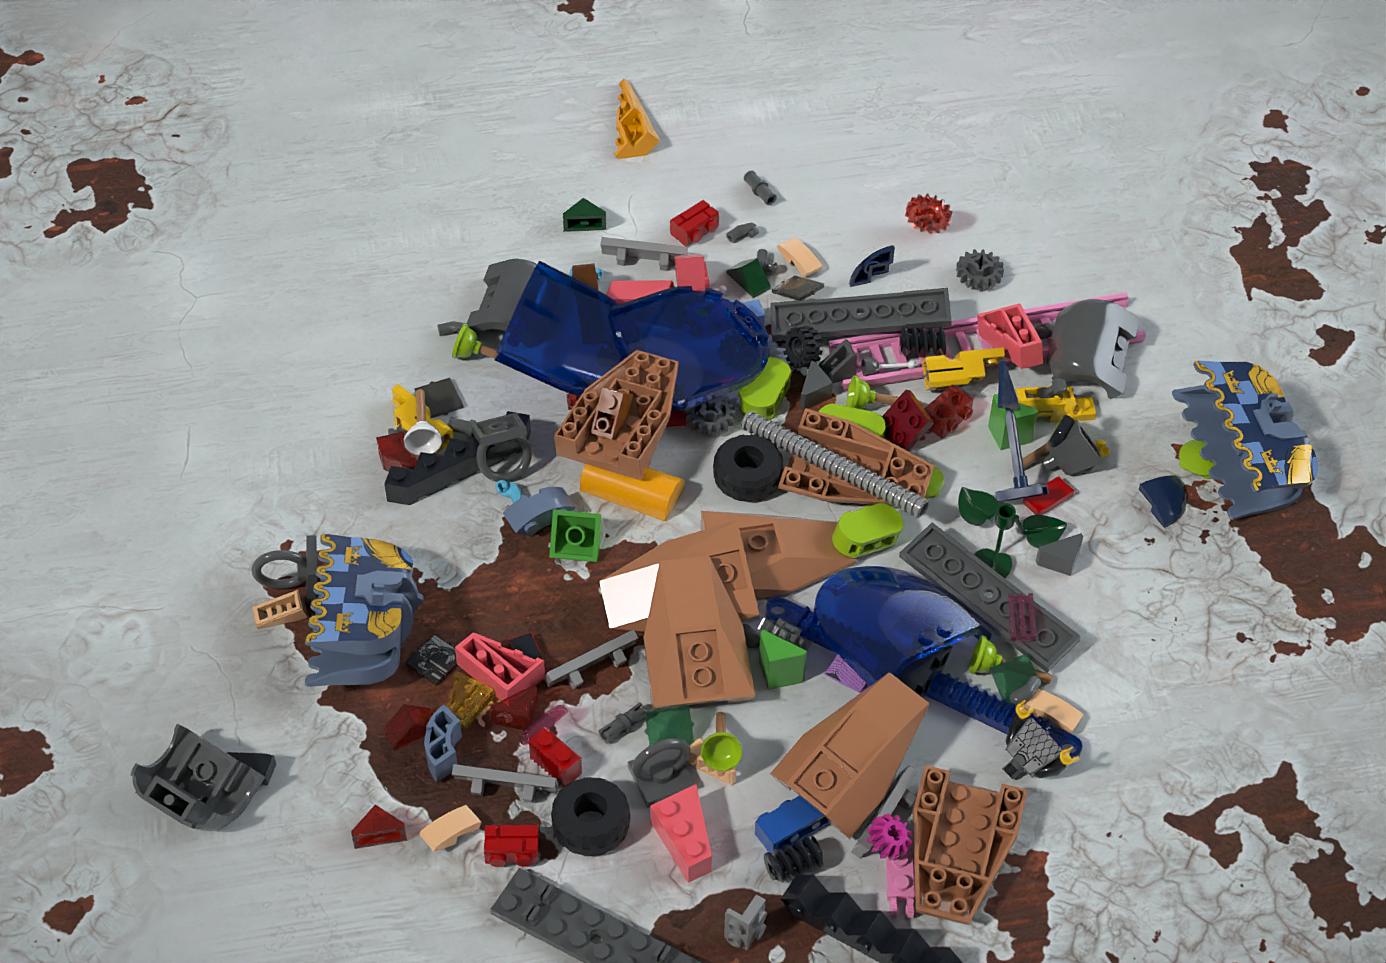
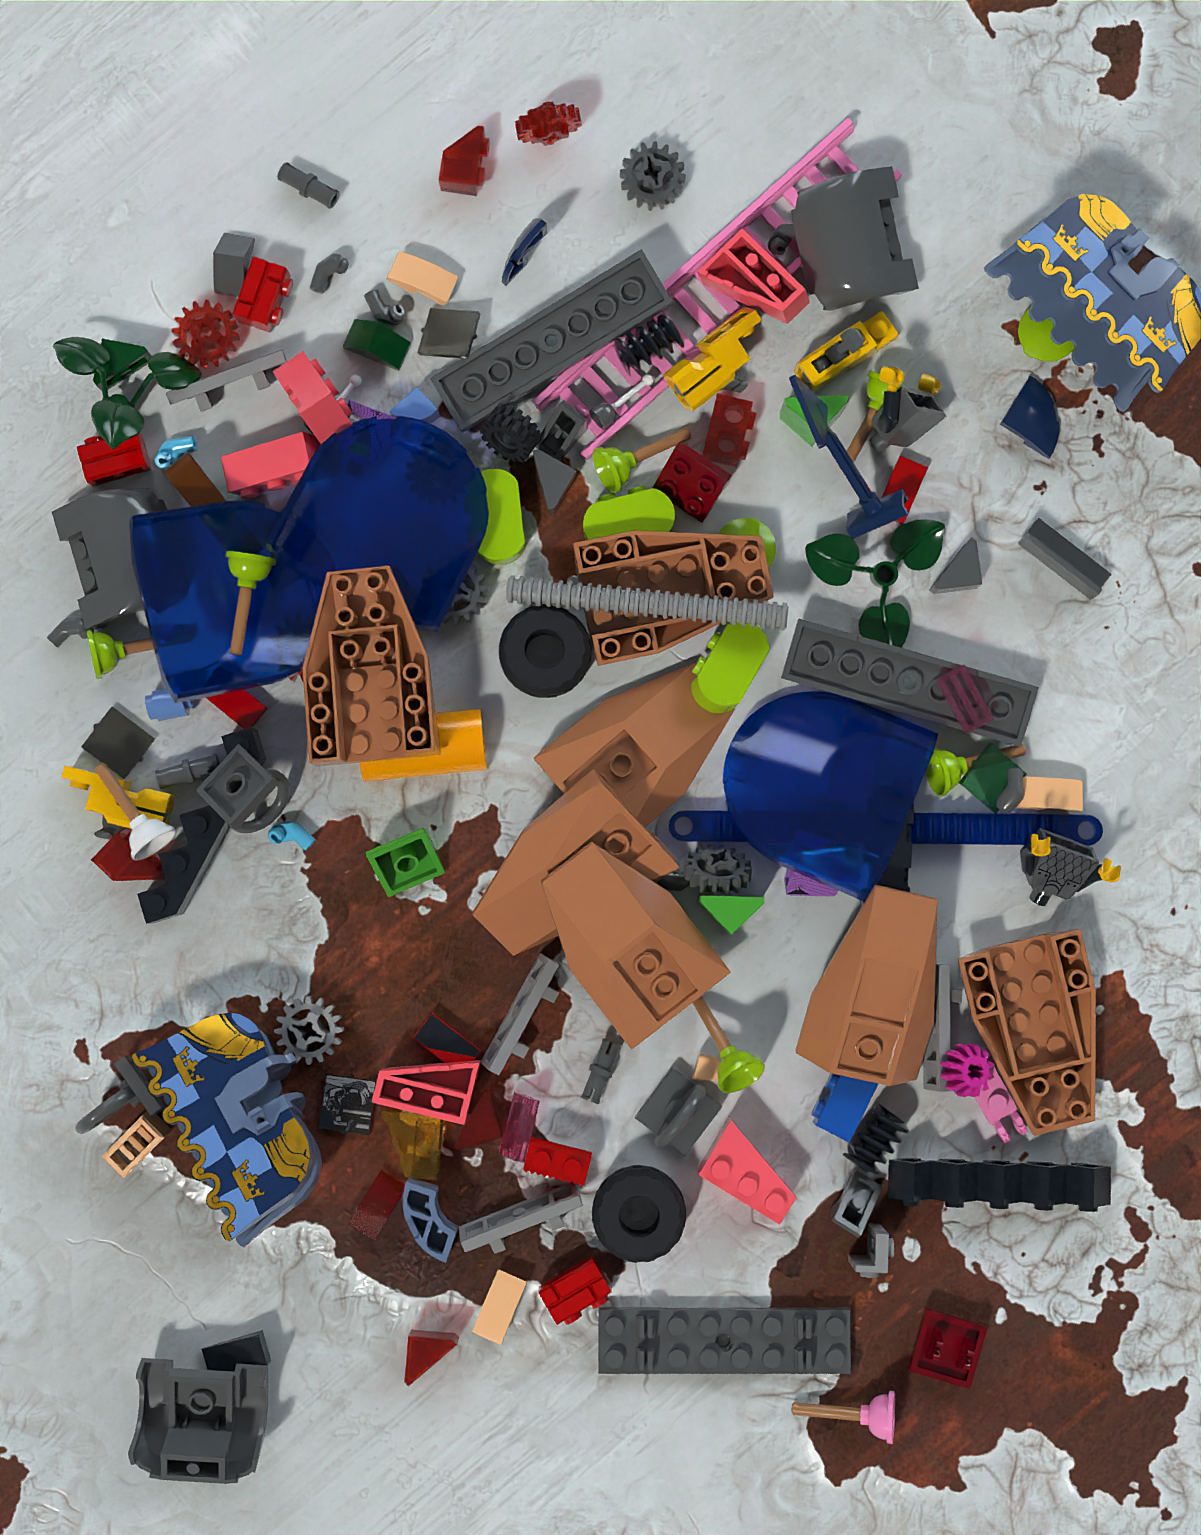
camera: 30 degrees left, 35 degrees up
(442, 600) = (314, 1017): none -> light grey gear
(486, 388) = (162, 707): none -> medium blue brick
(527, 403) = (240, 707): none -> red tile
(536, 512) = (337, 858): sand blue brick -> none
(552, 254) = (105, 464): none -> red brick
(568, 231) = (115, 415): none -> dark green plant
(590, 329) = (248, 570): none -> piece
(611, 412) = (355, 688): dark orange slope -> none
(634, 128) = (96, 175): light orange wedge -> none
(645, 225) = (195, 327): none -> clear red gear
(669, 723) = (657, 1055): clear green piece -> none
(684, 200) = (231, 263): none -> dark grey slope
(747, 887) = (856, 1203): none -> dark grey slope
(863, 215) = (462, 163): none -> clear red slope
(1142, 583) = (1064, 559): none -> dark grey panel

